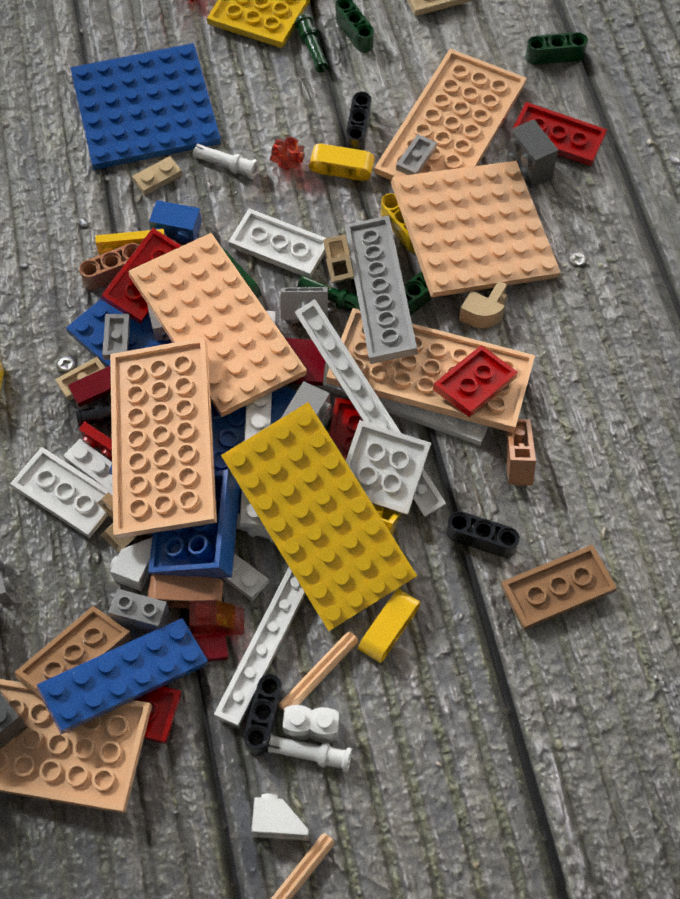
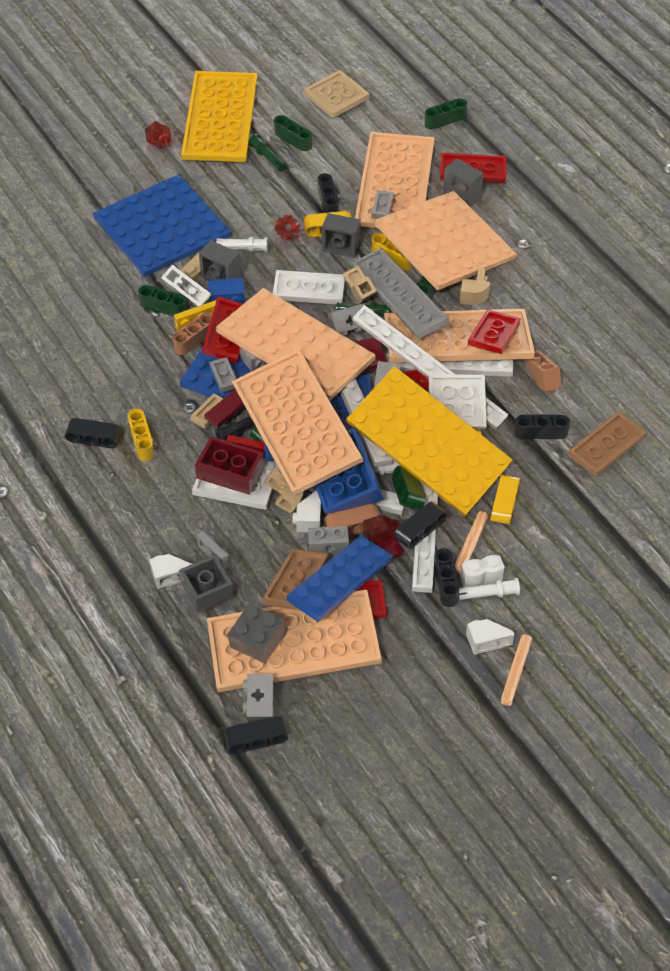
camera: 20 degrees left, 10 degrees down
(61, 468) = (229, 465): none -> dark red brick
(95, 210) = (162, 300): none -> dark green beam
(127, 200) = (186, 286): none -> white slope
(181, 180) = (219, 262): none -> dark grey brick
(259, 631) = (420, 525): none -> black beam
(268, 574) = (408, 489): none -> dark green beam
(346, 183) = (341, 235): none -> dark grey brick

